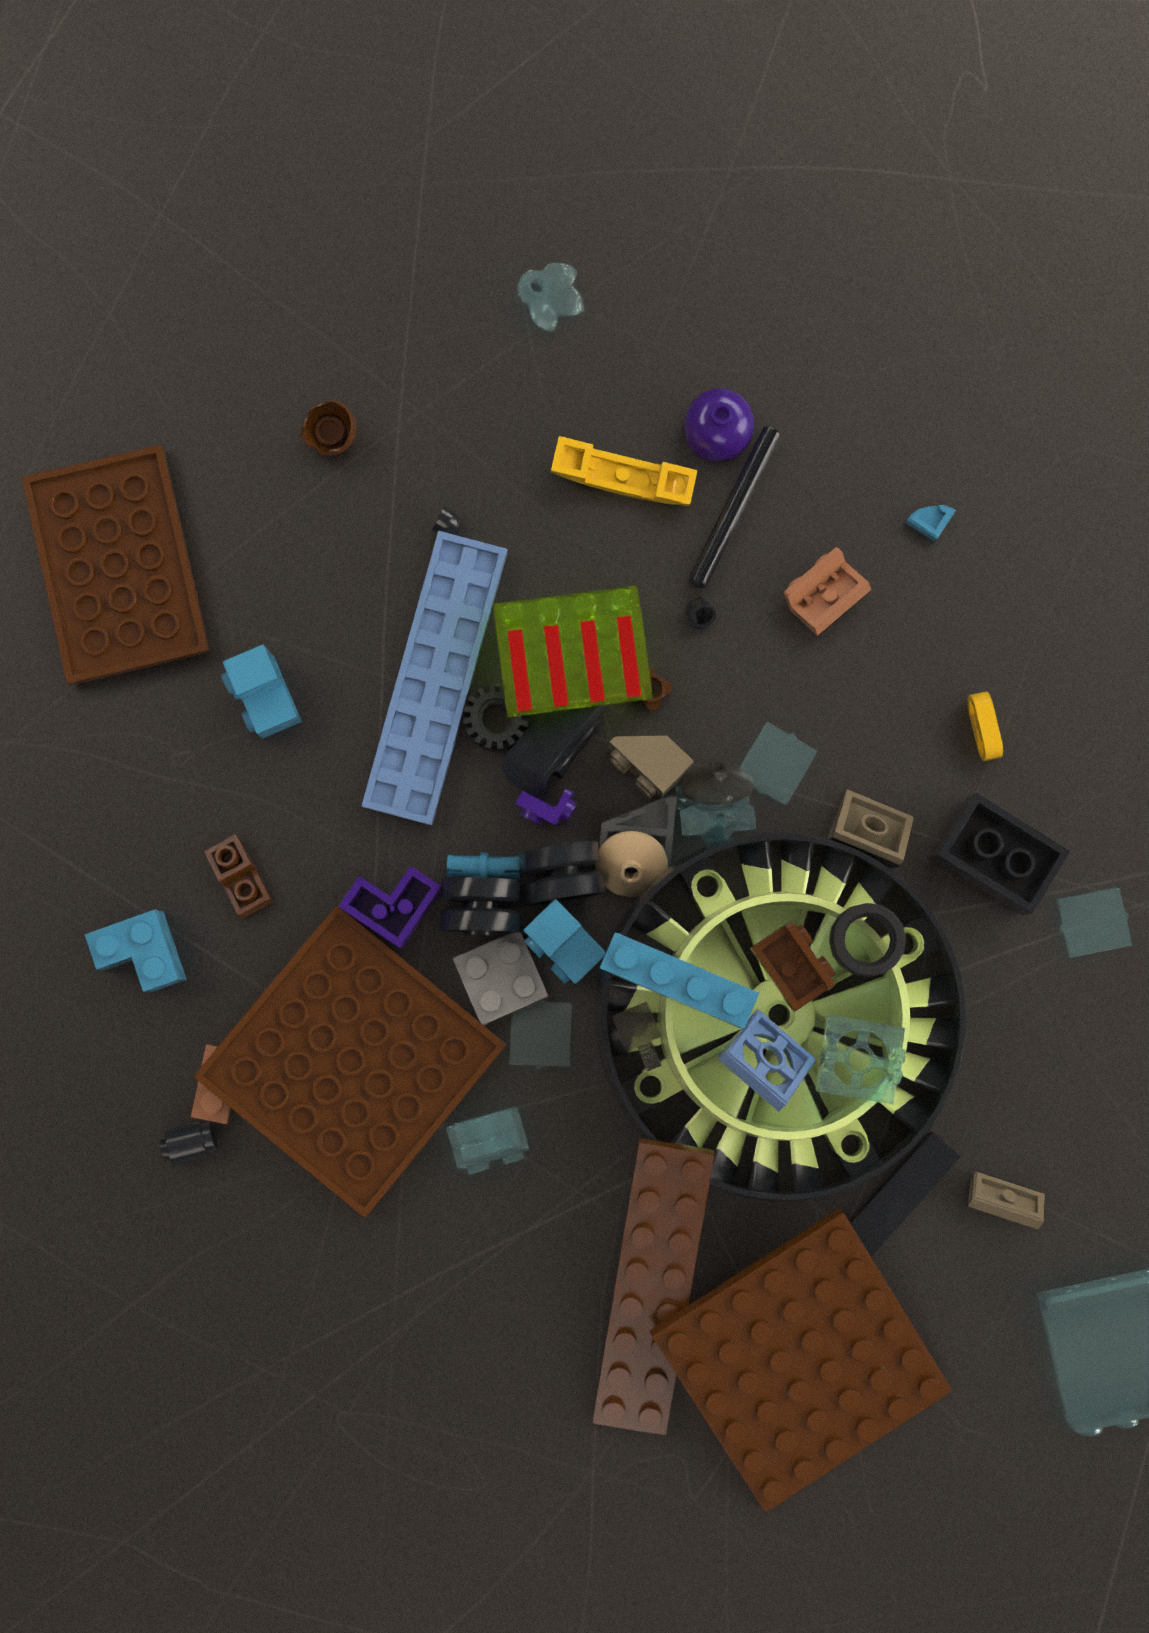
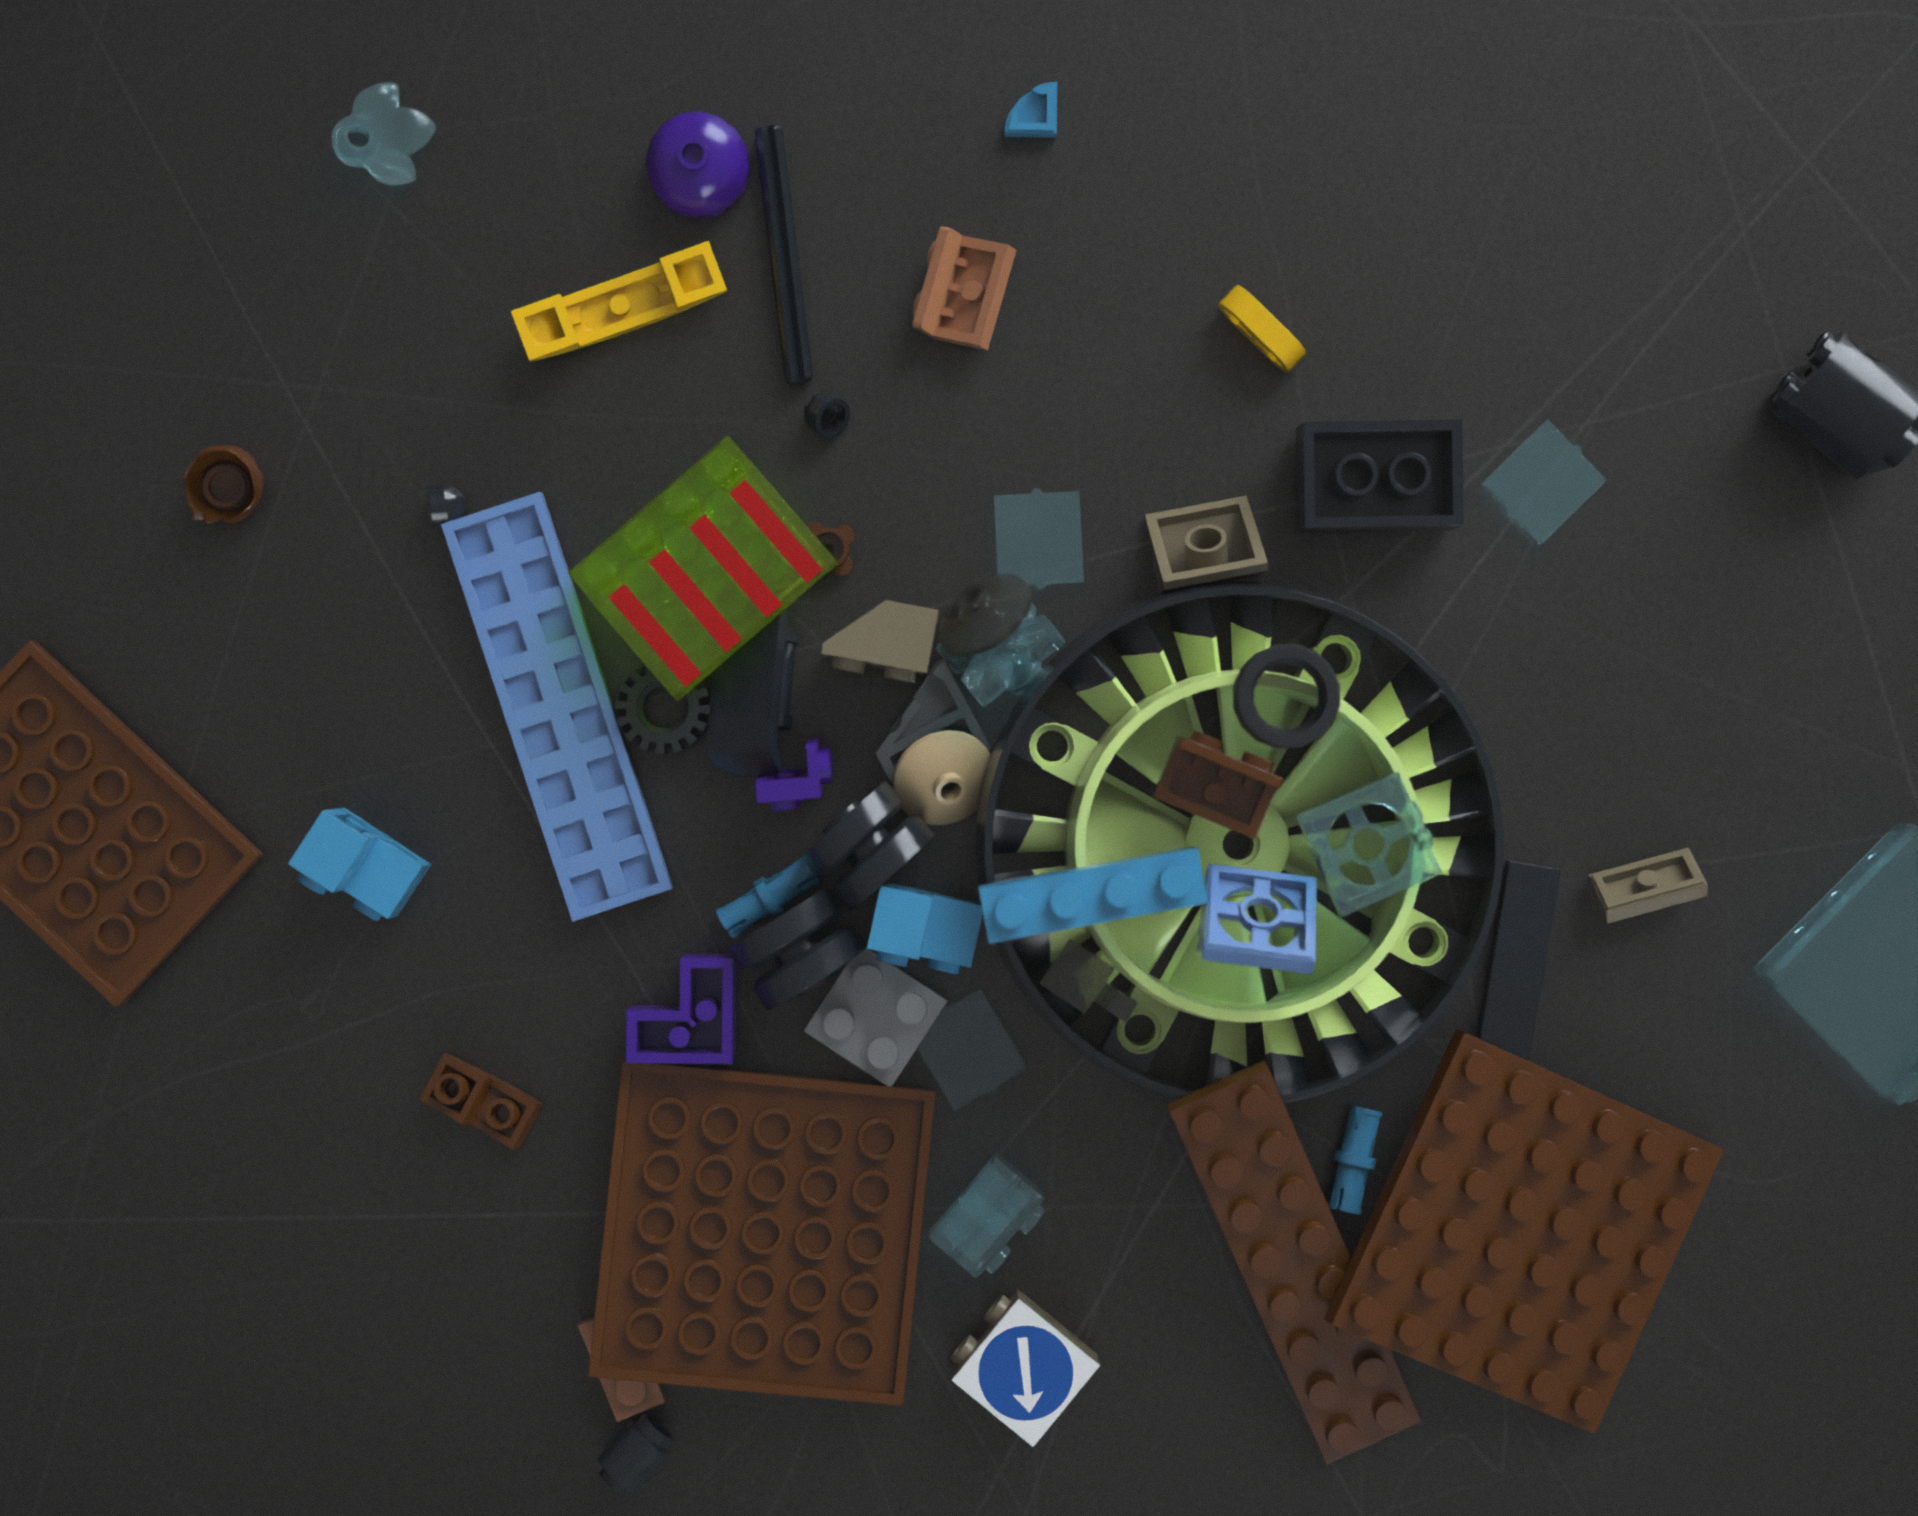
camera: 30 degrees left, 5 degrees up
(146, 943) = (425, 1254): dark azure brick -> none
(450, 1242) = (1023, 1366): none -> piece
(727, 1249) = (1354, 1159): none -> dark azure pin

